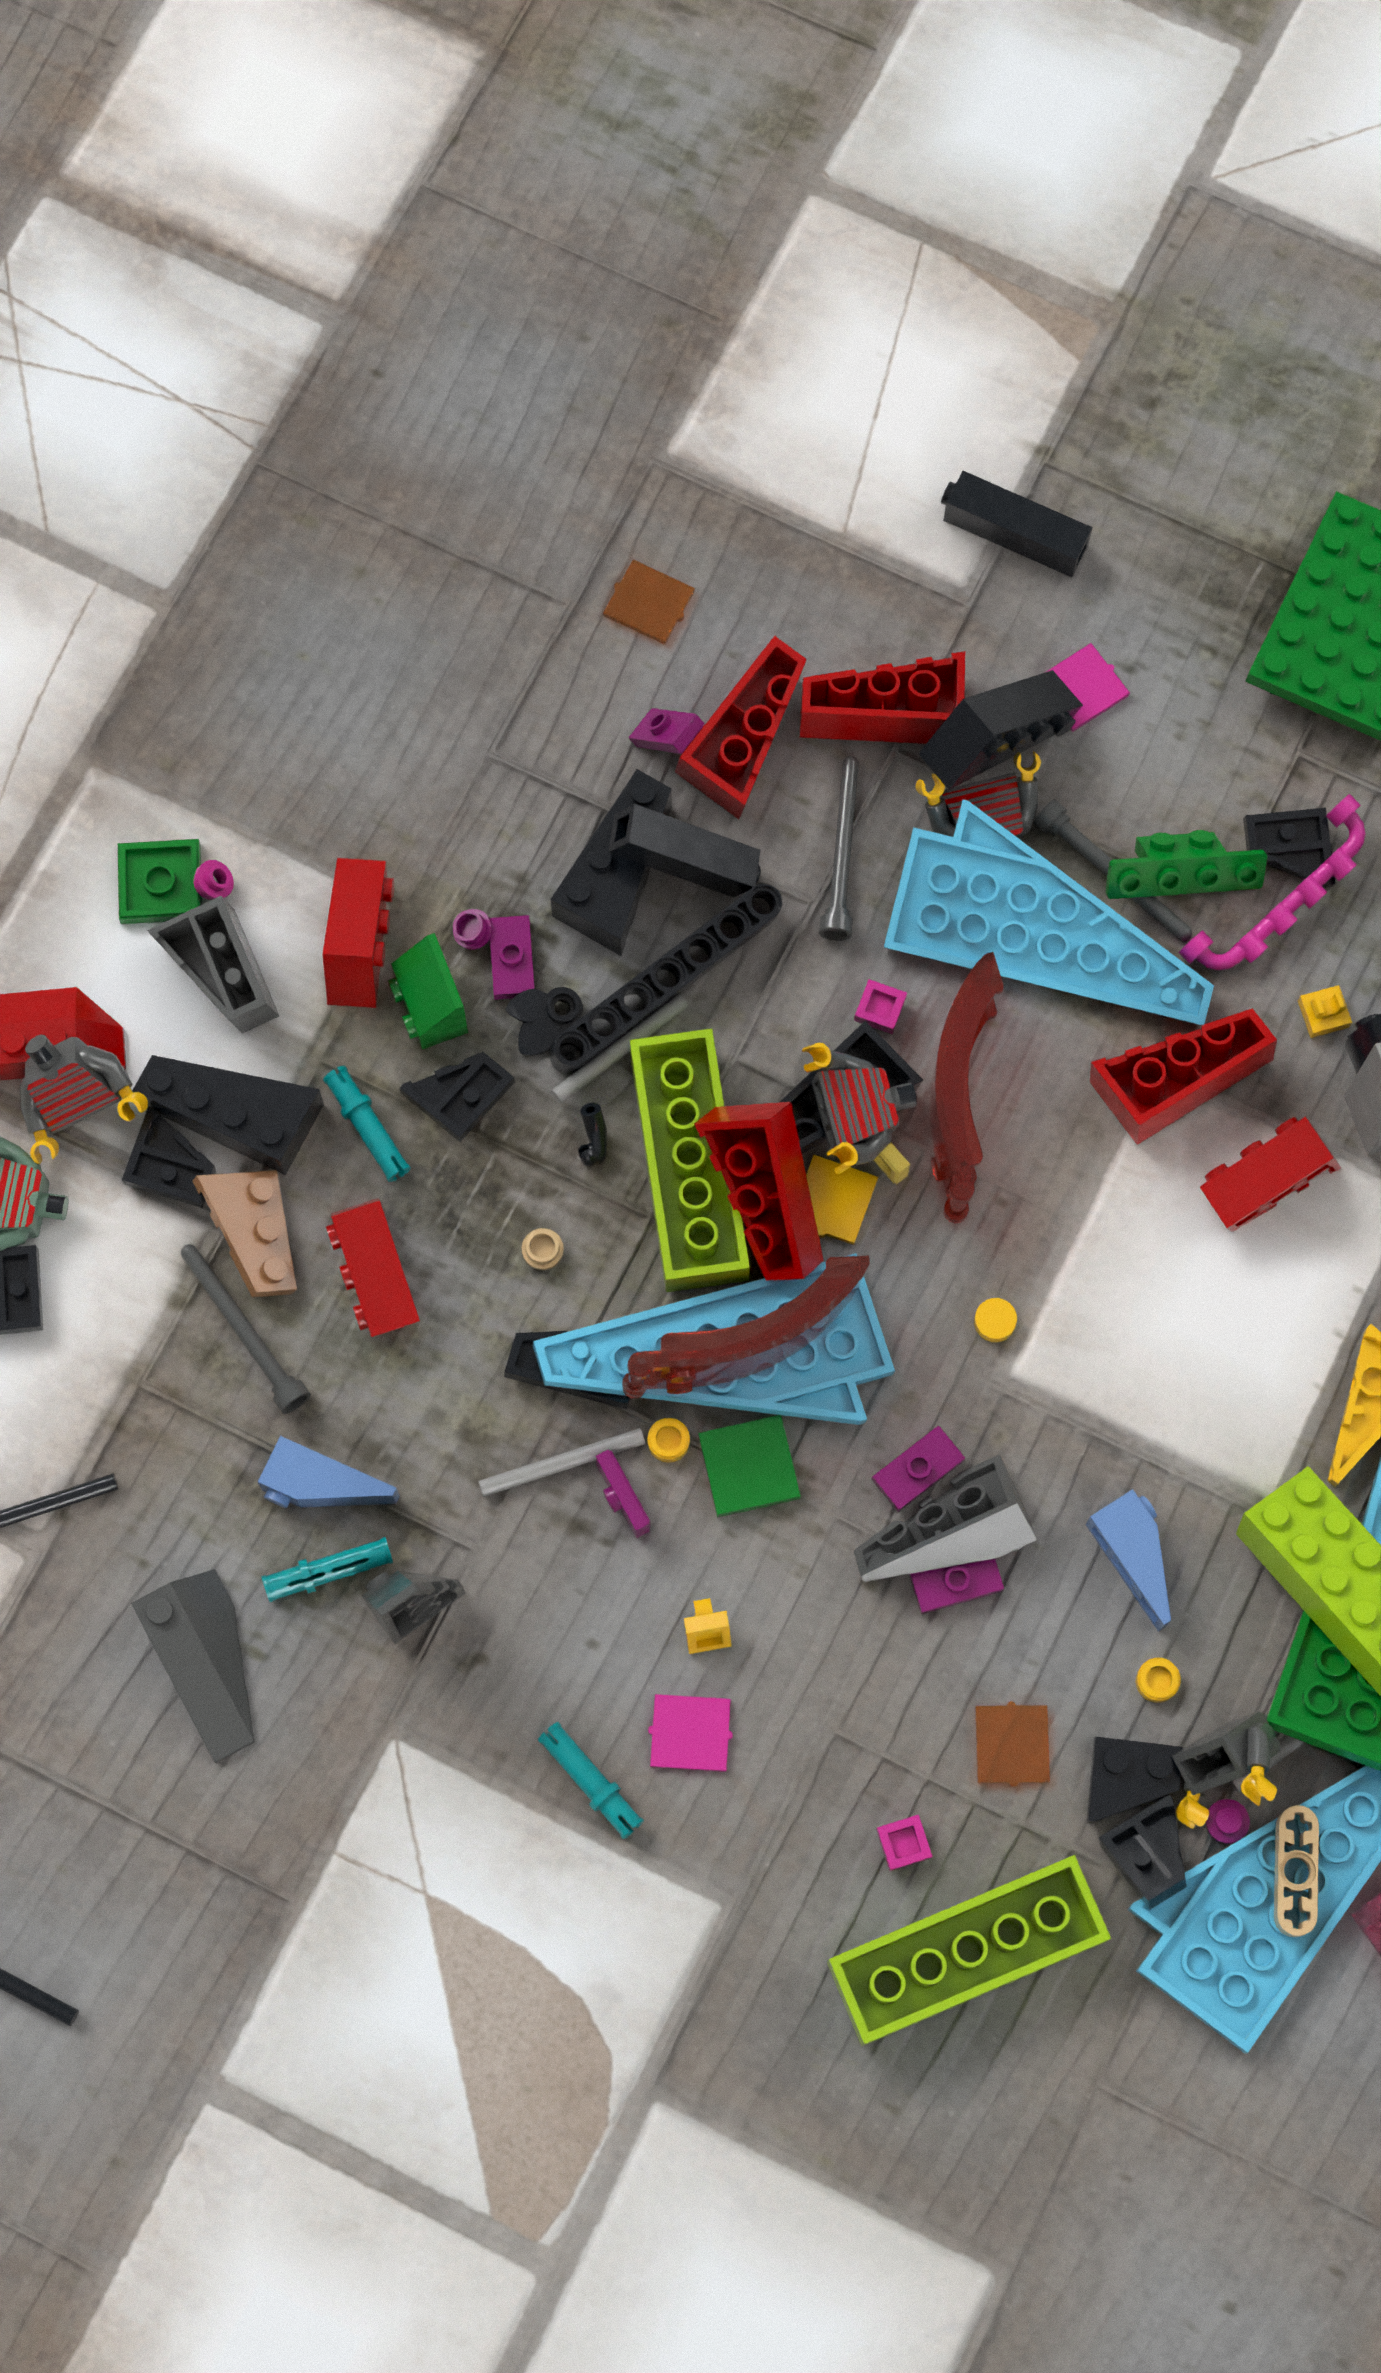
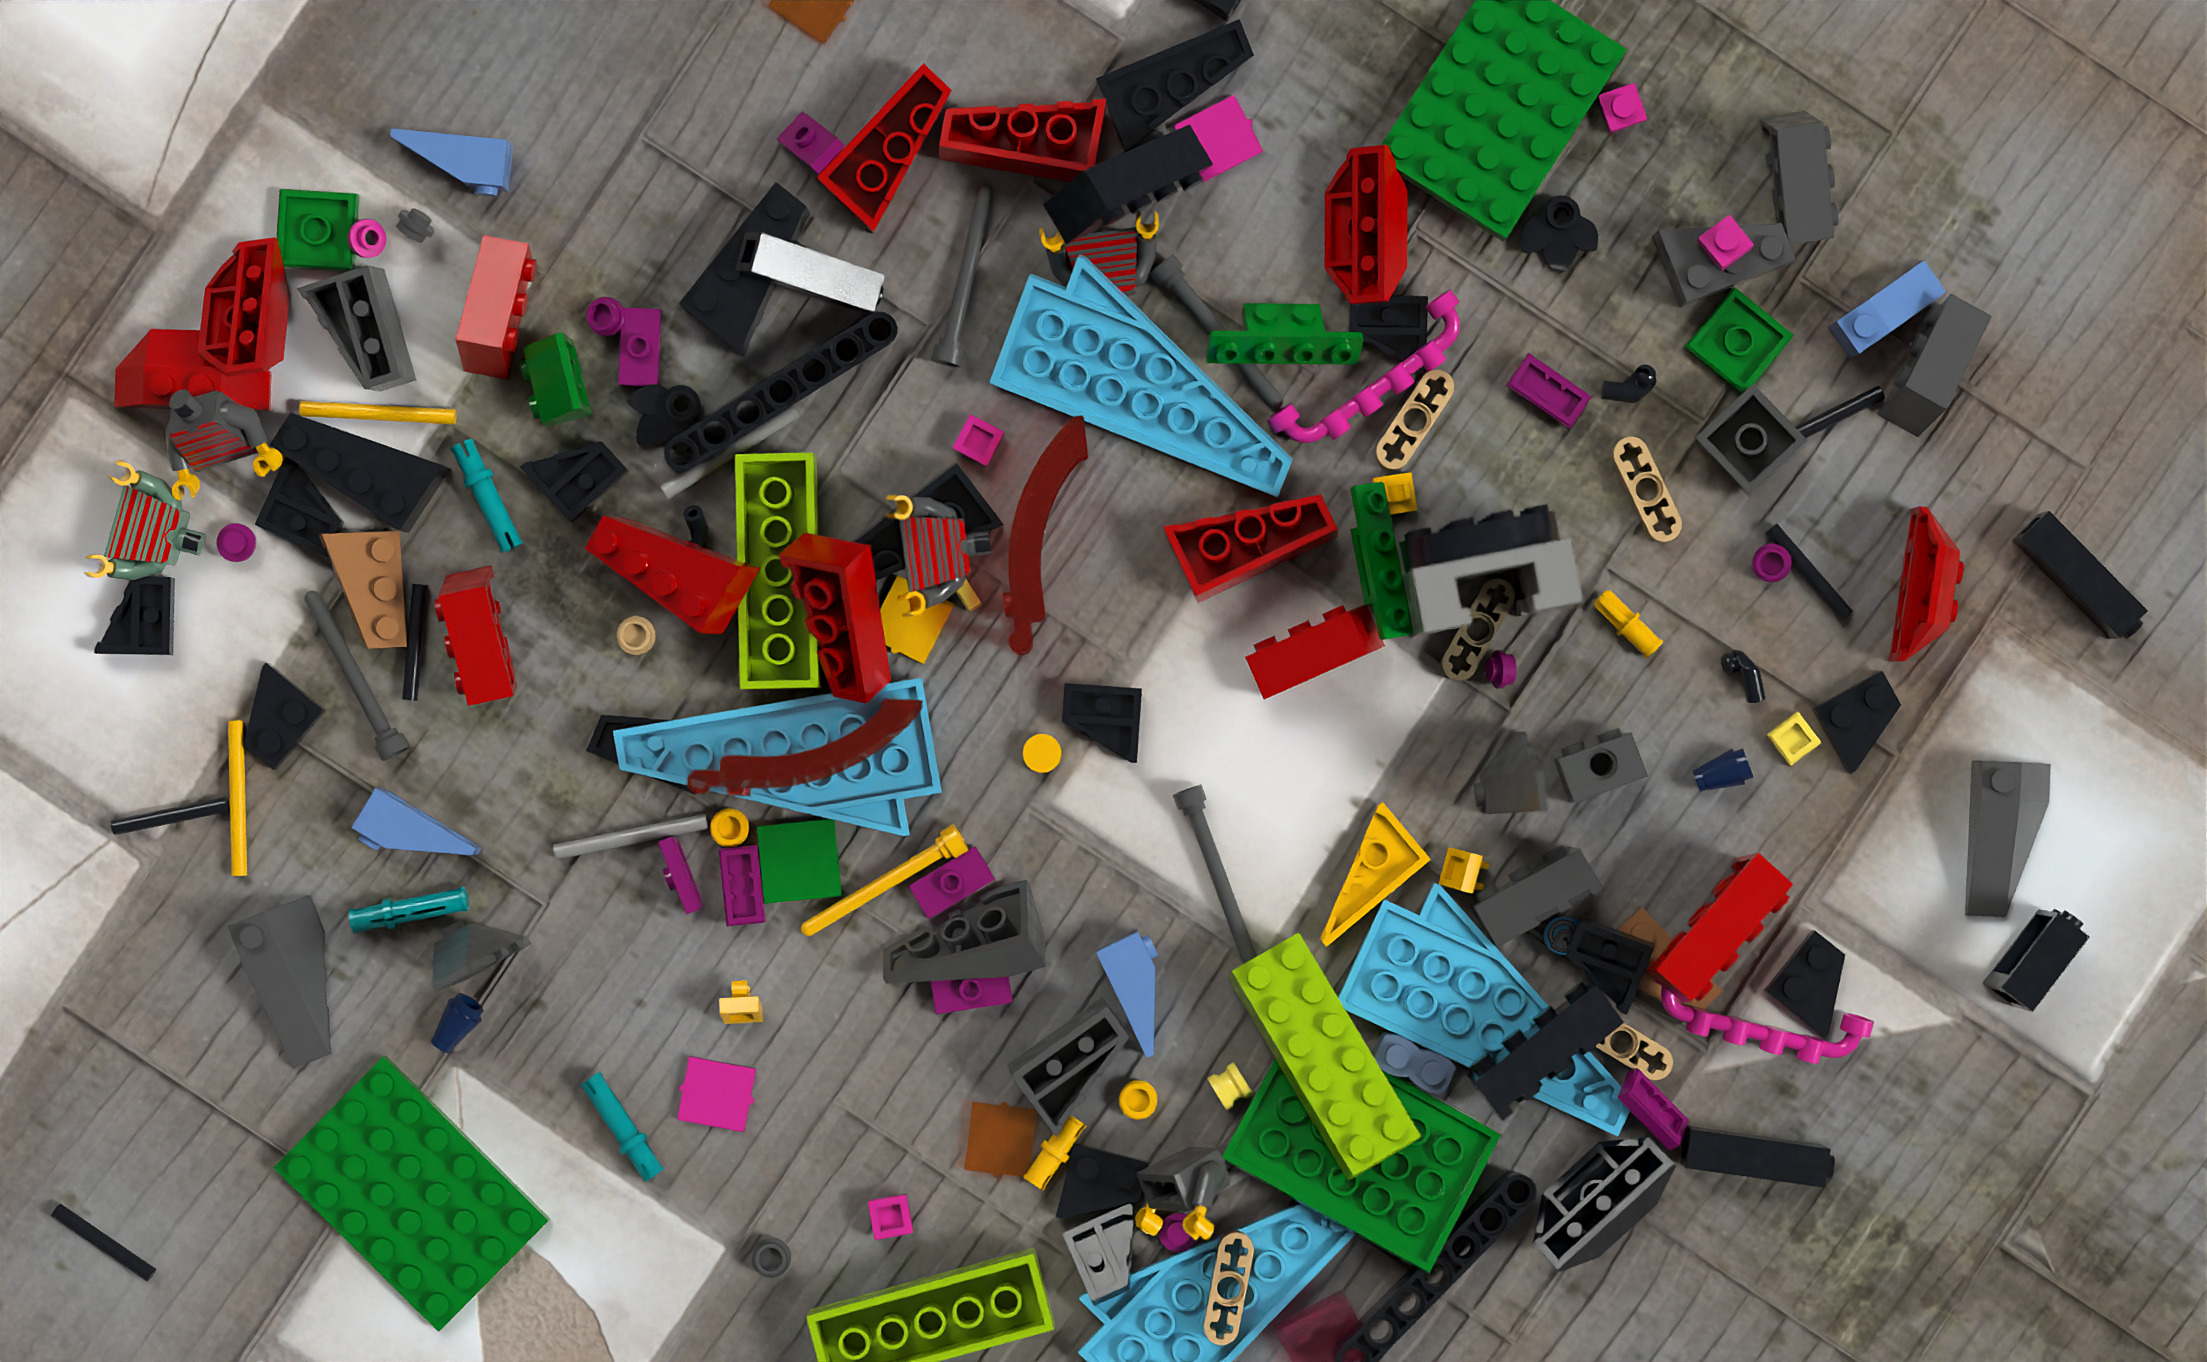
camera: 10 degrees right, 15 degrees up
(94, 958) = (246, 310): none -> red wedge
(102, 1203) = (236, 542): none -> magenta plate
(126, 1474) = (237, 798): none -> yellow bar
(165, 1382) = (279, 717): none -> black wing
(249, 1054) = (377, 412): none -> yellow bar
(263, 861) = (415, 225): none -> dark grey plate
(304, 1285) = (415, 642): none -> black bar
(310, 790) = (472, 160): none -> medium blue slope
(362, 1887) = (411, 1193): none -> green plate
(392, 1686) = (456, 1022): none -> dark blue cone
(590, 1166) = (678, 574): none -> red wedge
(690, 1498) = (742, 885): none -> magenta plate
(776, 1908) = (771, 1257): none -> dark grey plate
(908, 1427) = (948, 844): none -> yellow piece
(1025, 633) = (1165, 82): none -> black wing
(1058, 1271) = (1105, 715): none -> black wing
(1076, 1644) = (1068, 1062): none -> dark grey wedge
(1076, 1747) = (1054, 1153): none -> yellow pin
(1166, 1353) = (1192, 803): none -> dark grey piece
(1249, 744) = (1366, 225): none -> red wedge
(1258, 1649) = (1230, 1086): none -> light yellow wheel
(1321, 1073) = (1379, 561): none -> green bracket
(1353, 915) = (1438, 401): none -> tan beam

